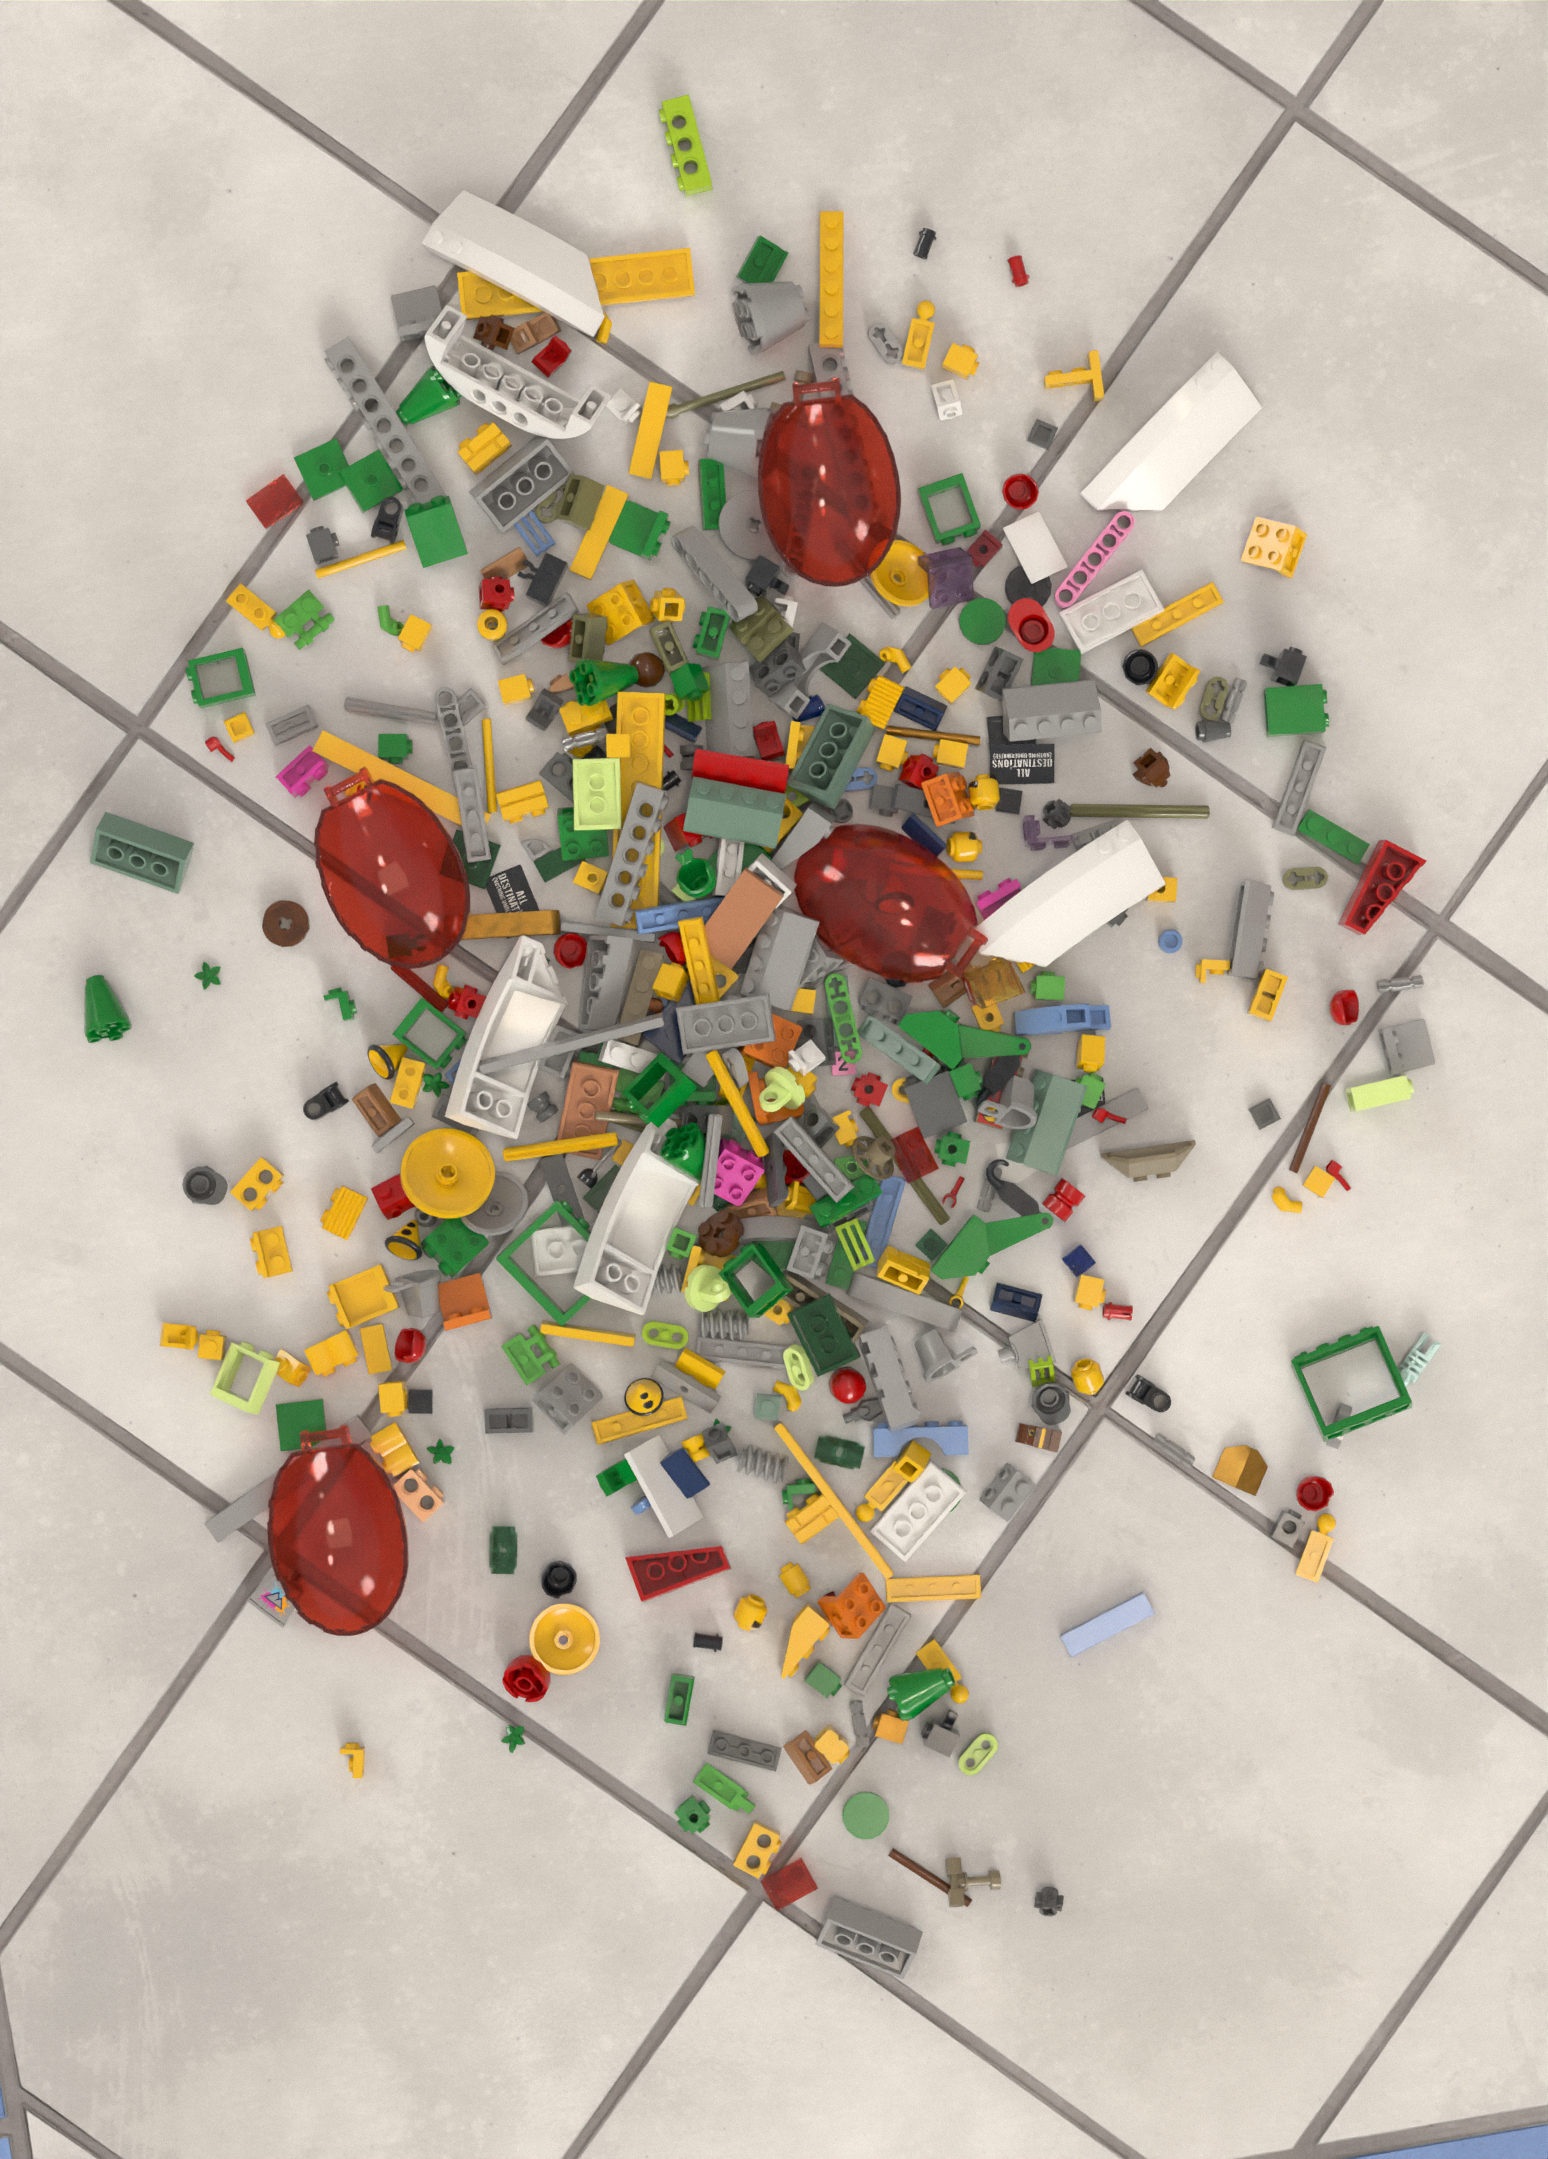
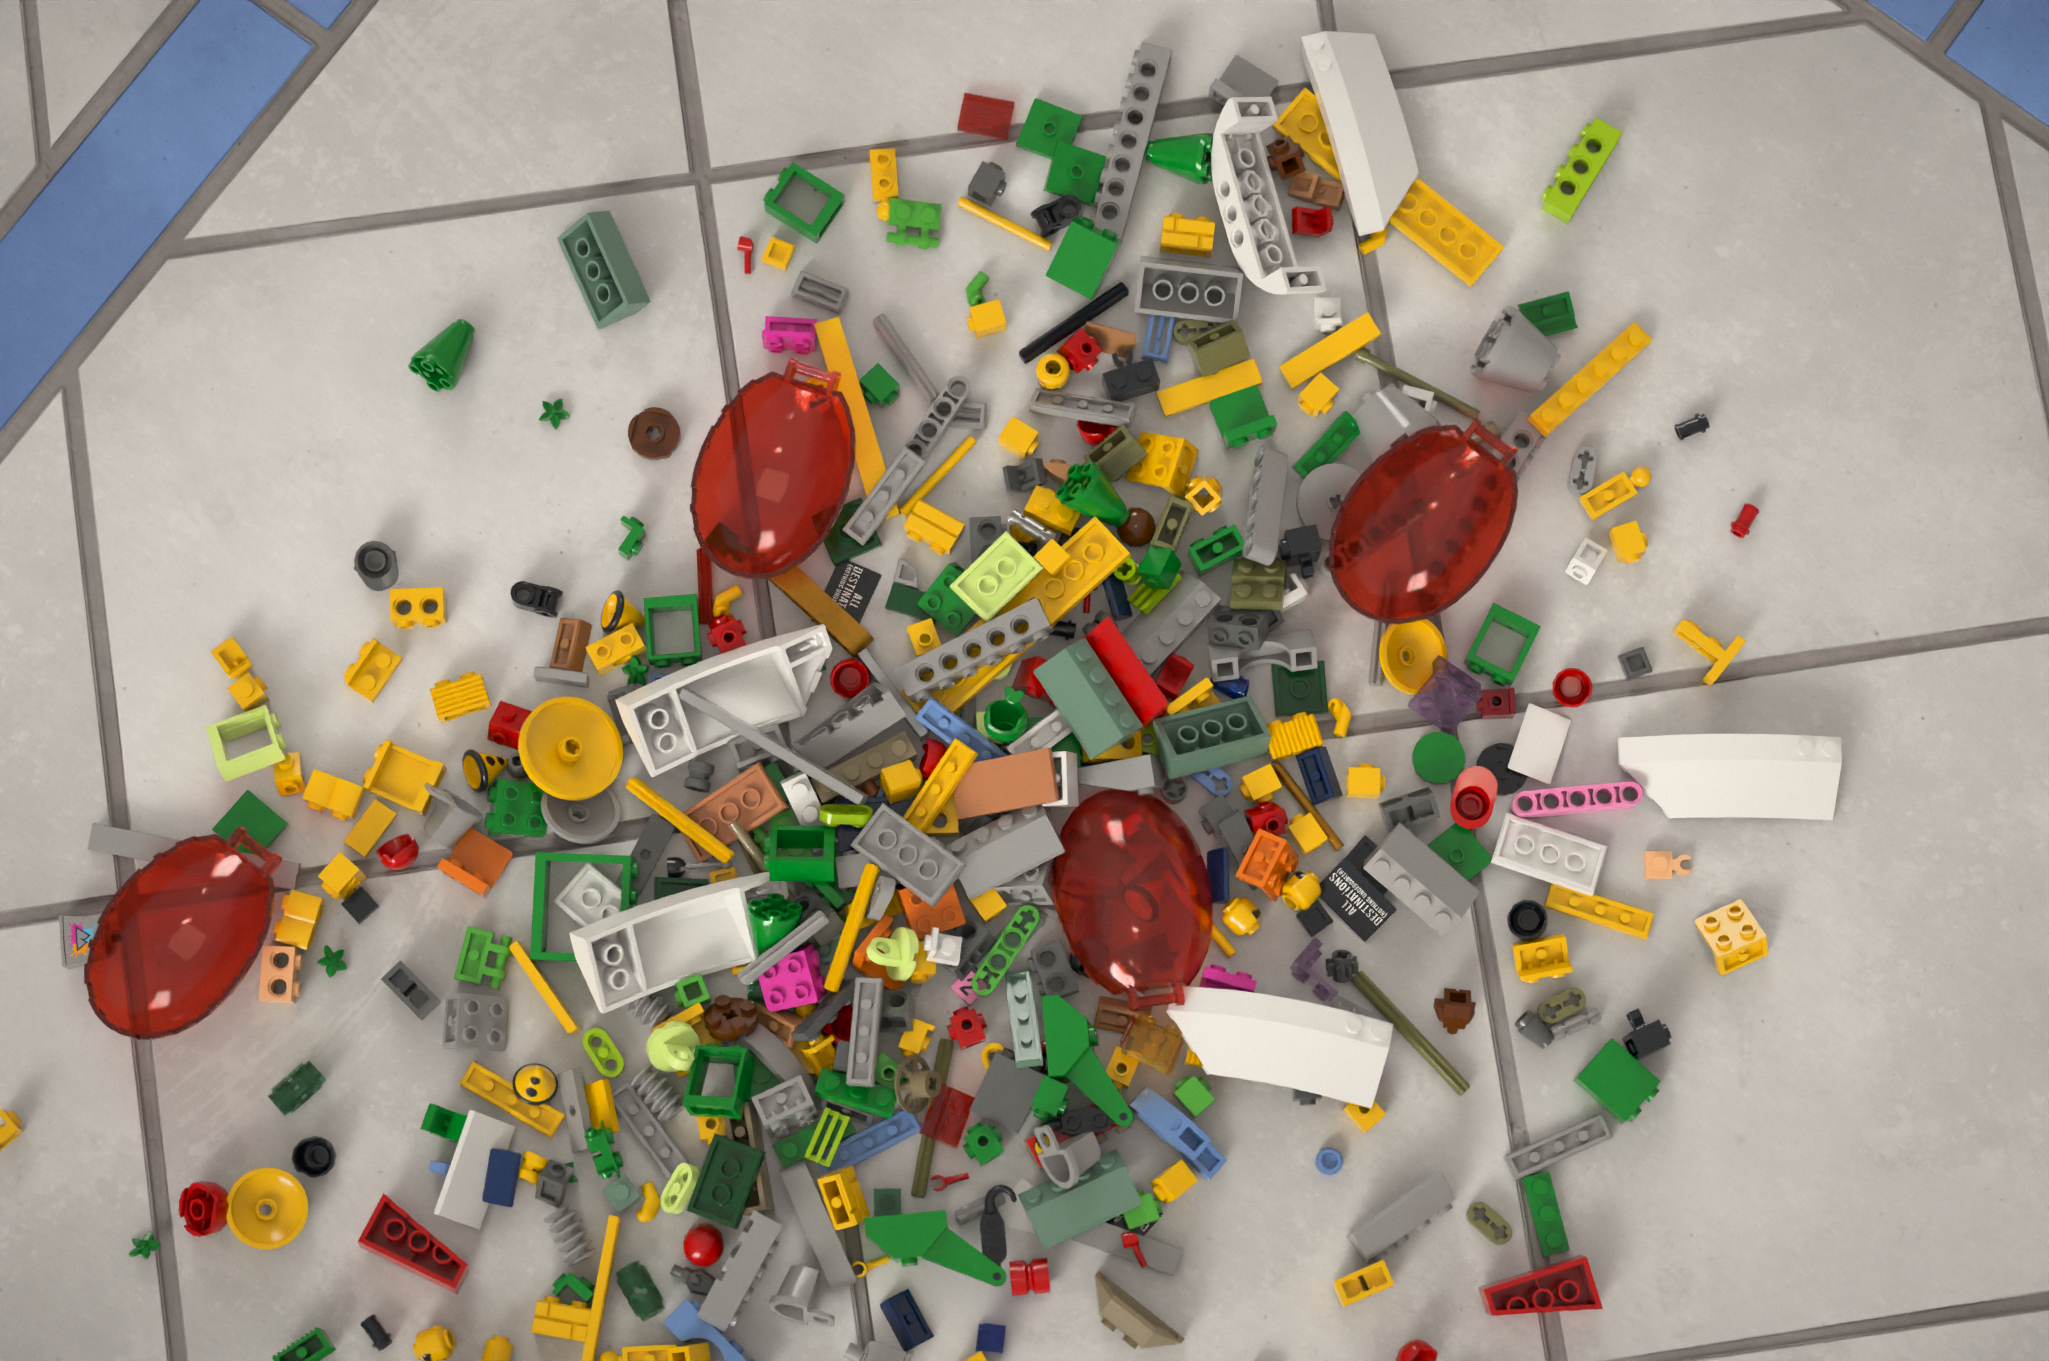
camera: 40 degrees right, 10 degrees down
(471, 578) = (1073, 322): none -> black axle
(659, 1038) = (847, 814): none -> lime plate
(722, 1388) = (608, 1160): none -> green hinge
(1186, 546) = (1661, 865): none -> light nougat plate
(1215, 966) = (1344, 1218): yellow bracket -> none

